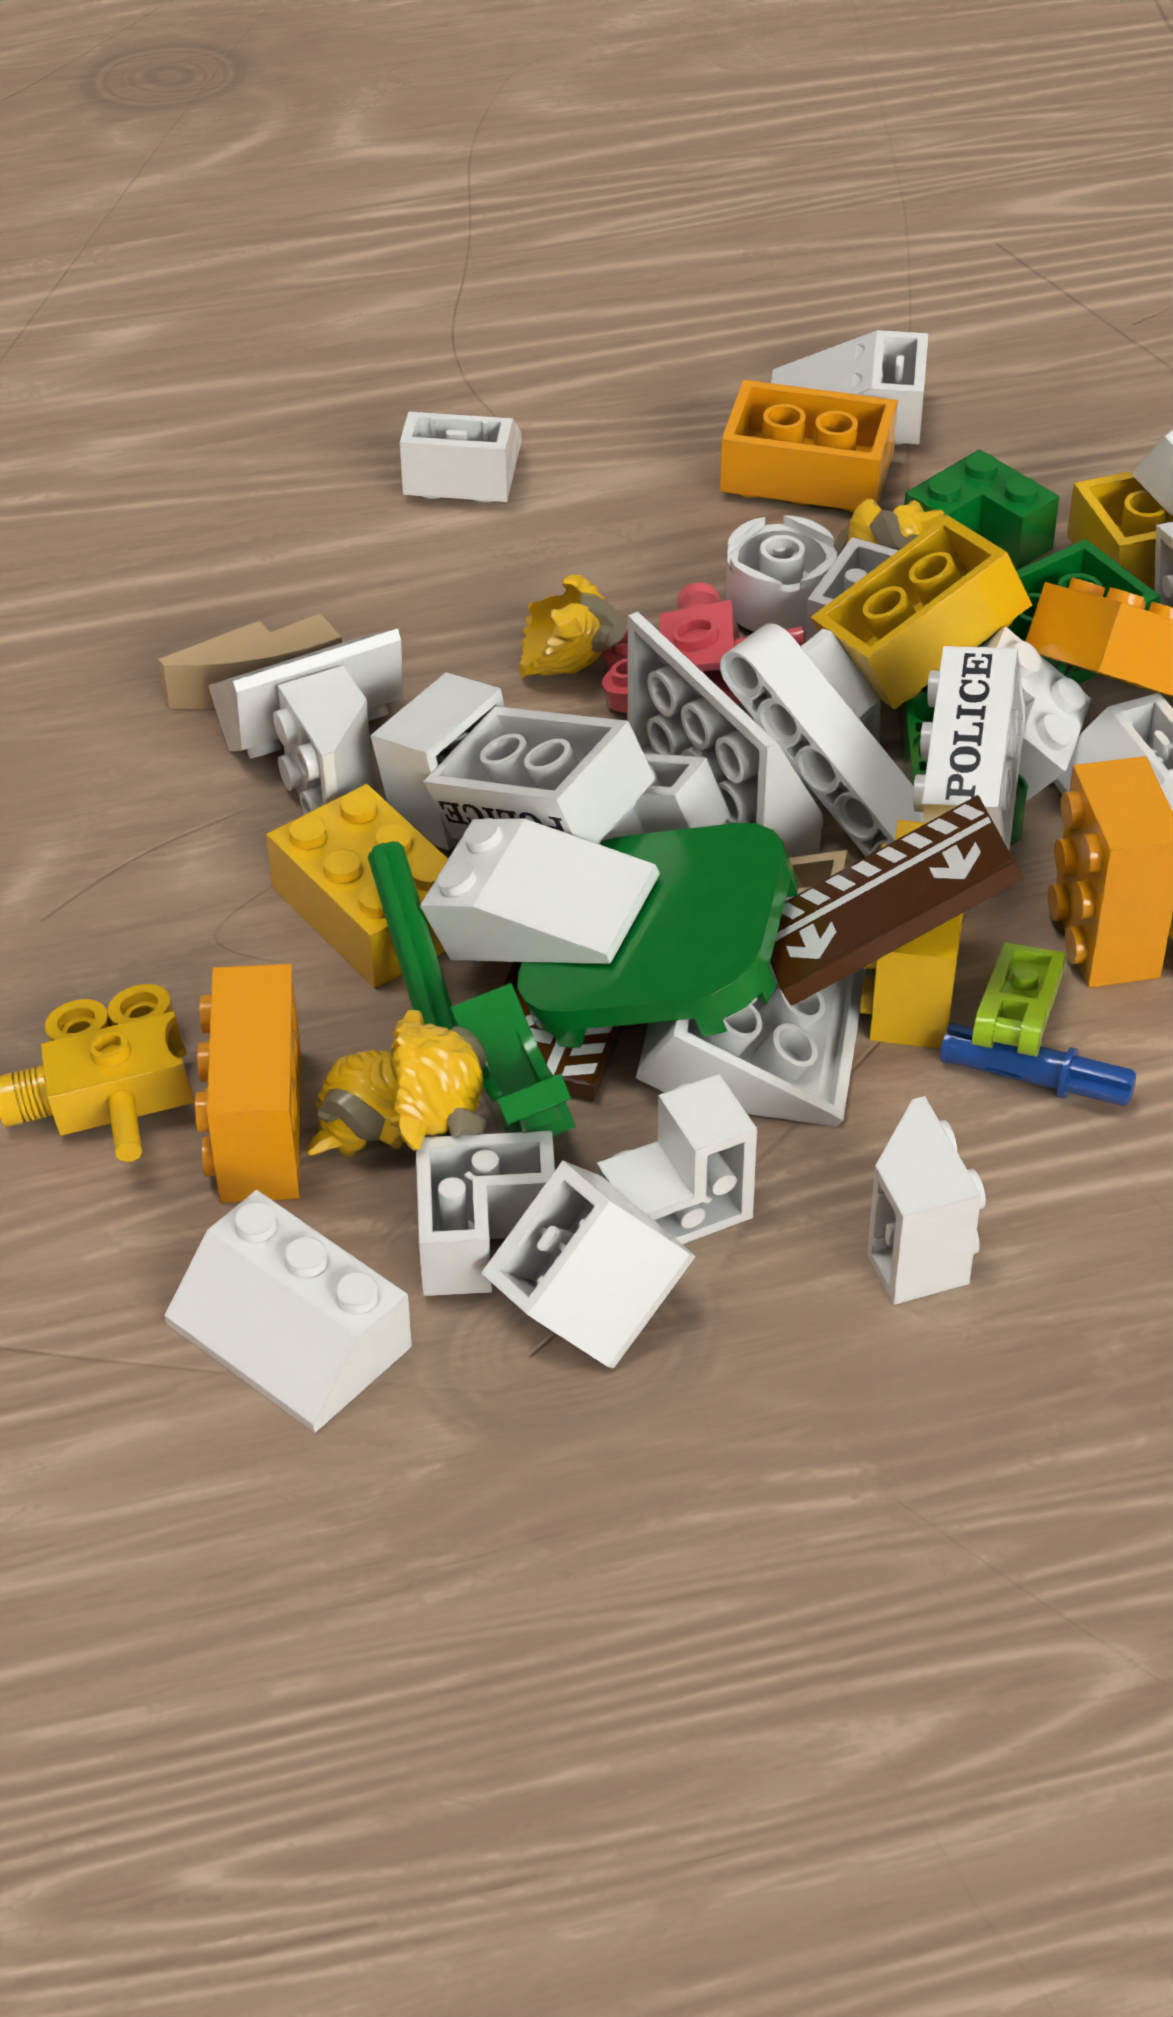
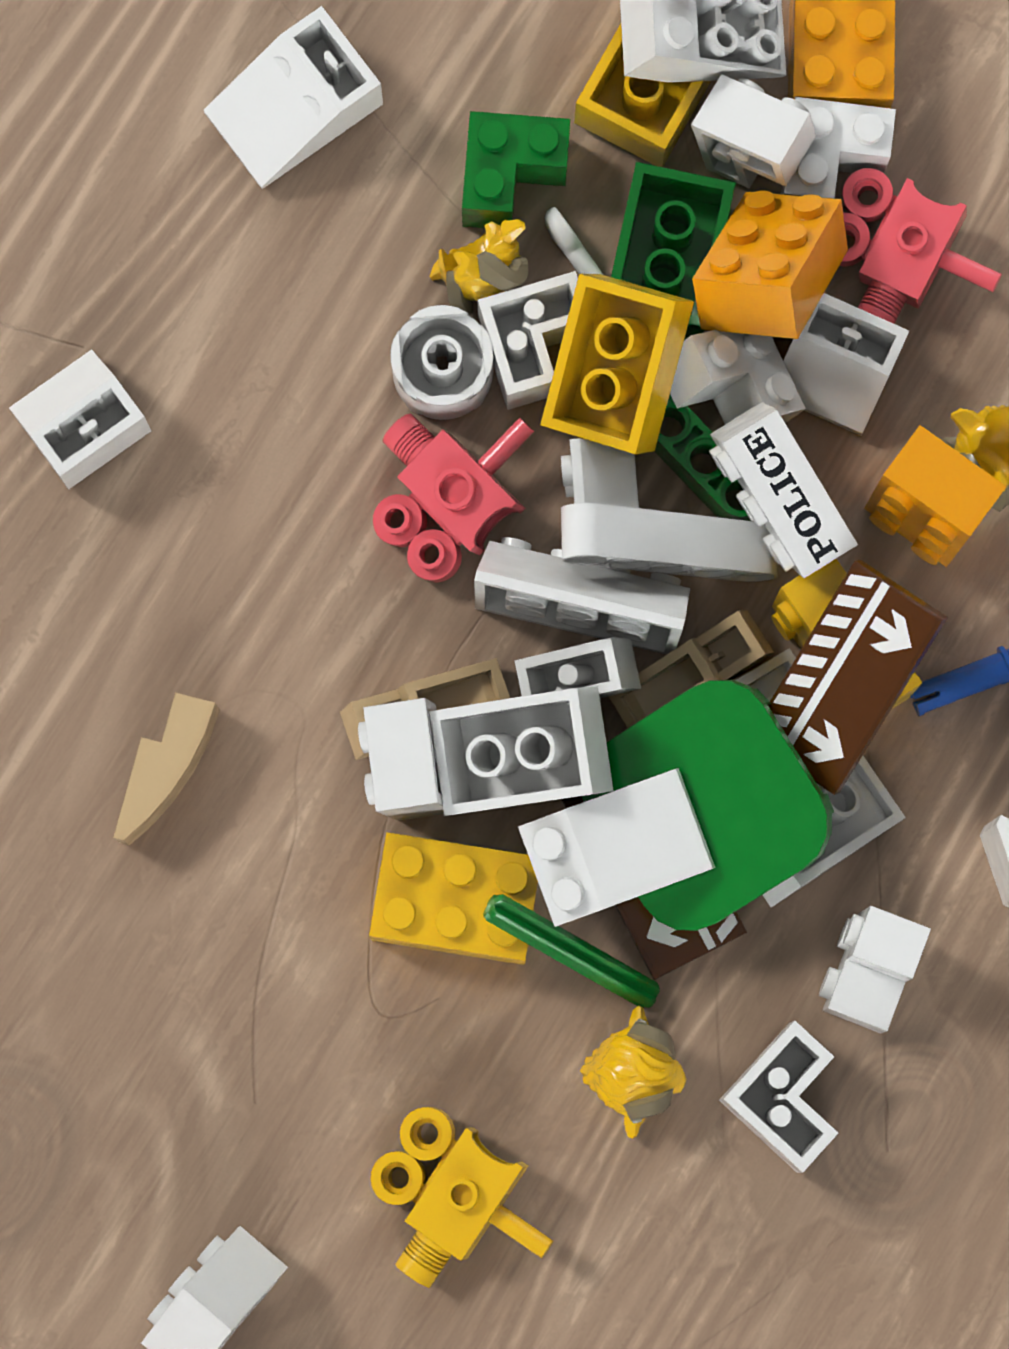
camera: 45 degrees left, 35 degrees up
(248, 700) = (239, 770): white slope -> none
(252, 1083) = (570, 1136): light orange brick -> none
(289, 1311) = (745, 1264): white slope -> none
(323, 737) = (317, 815): white slope -> none
(436, 1080) = (704, 1052): yellow hair -> none
(516, 1077) = (719, 988): green arch -> none
(569, 630) = (350, 549): yellow hair -> none
(588, 1263) = (893, 1086): white slope -> none
(807, 445) = (331, 197): light orange brick -> none
(1019, 998) = (951, 644): lime plate -> none

